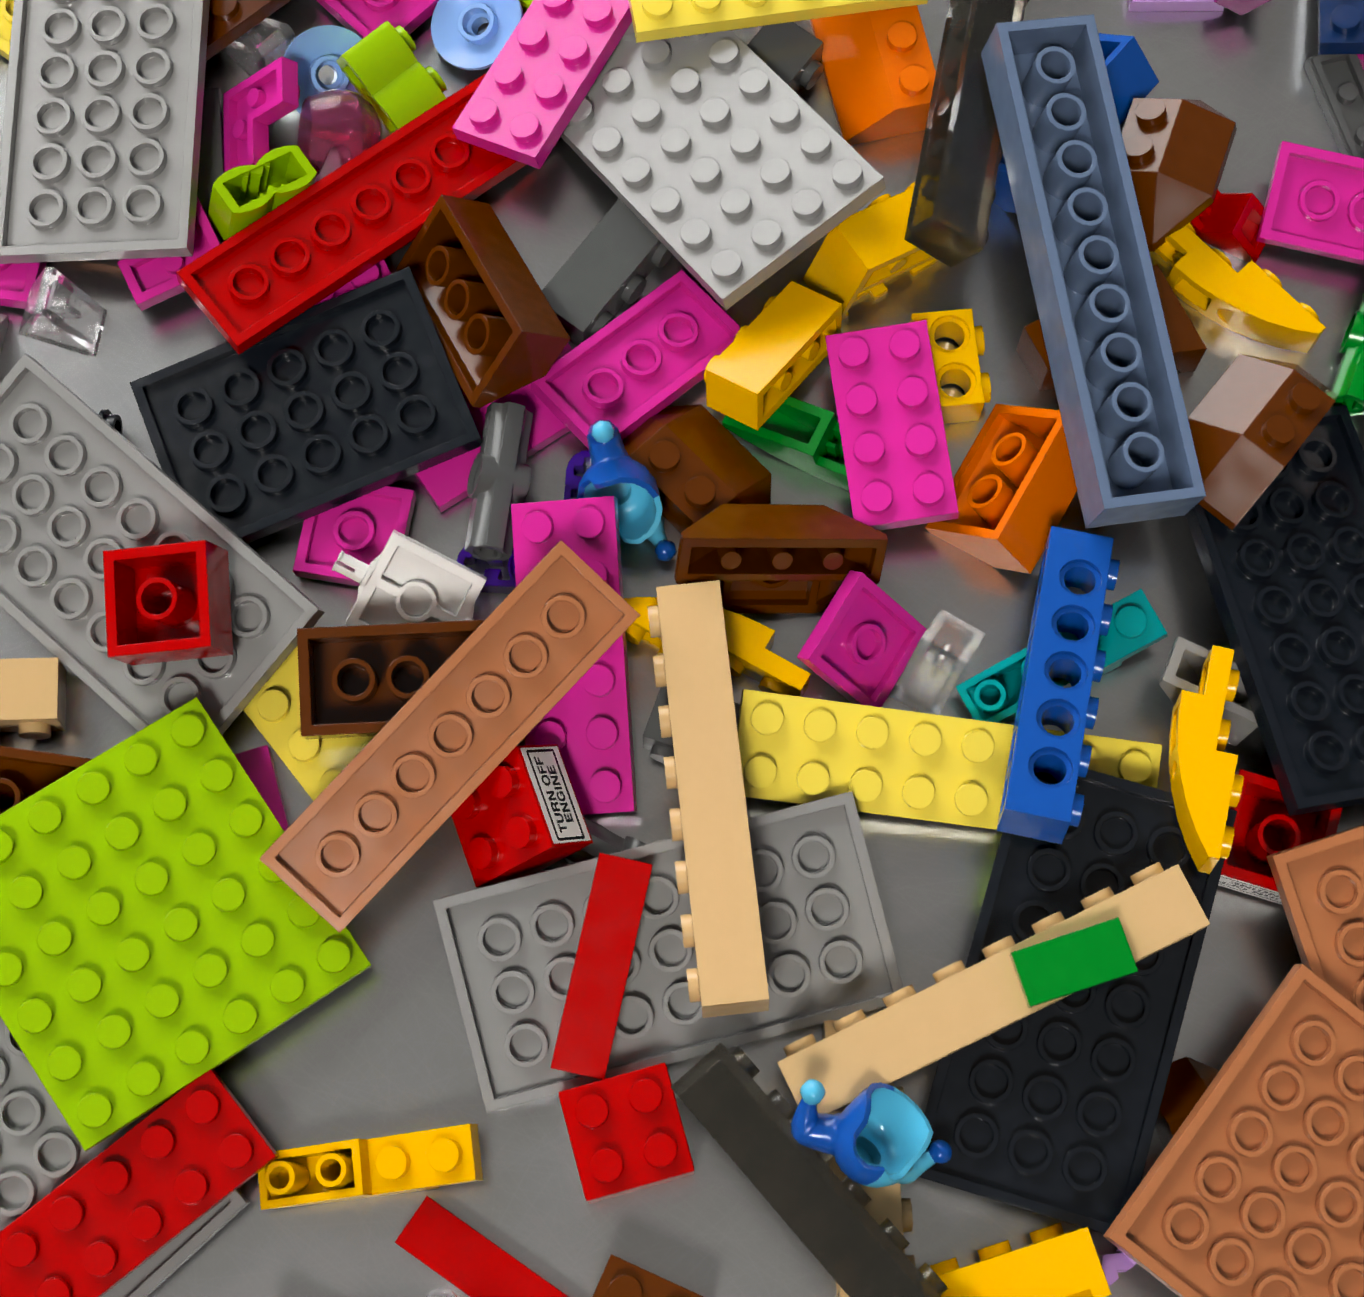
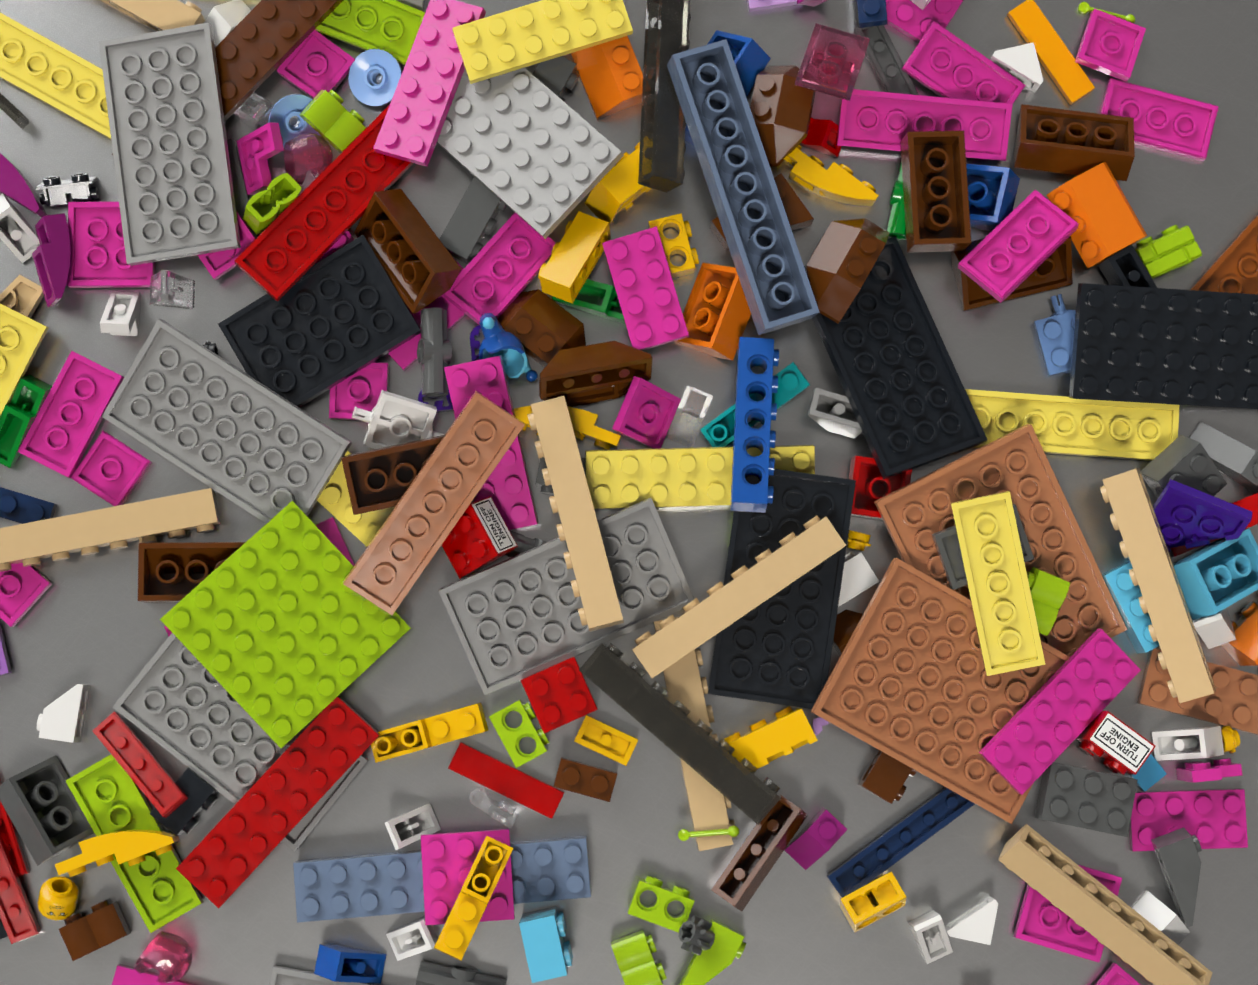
camera: 15 degrees left, 10 degrees up
(167, 602) = (268, 452): red brick -> none
(526, 1200) = (512, 736): none -> lime brick
(601, 966) = (533, 610): red tile -> none
(701, 1235) = (606, 740): none -> yellow plate
(874, 1139) = (687, 681): piece -> none
(1073, 962) = (777, 576): green tile -> none
(1199, 768) = (834, 466): yellow slope -> none
(1215, 997) = (856, 577): none -> white slope
(1224, 931) = (858, 540): none -> yellow plate
(1270, 91) = (832, 62): none -> clear pink slope

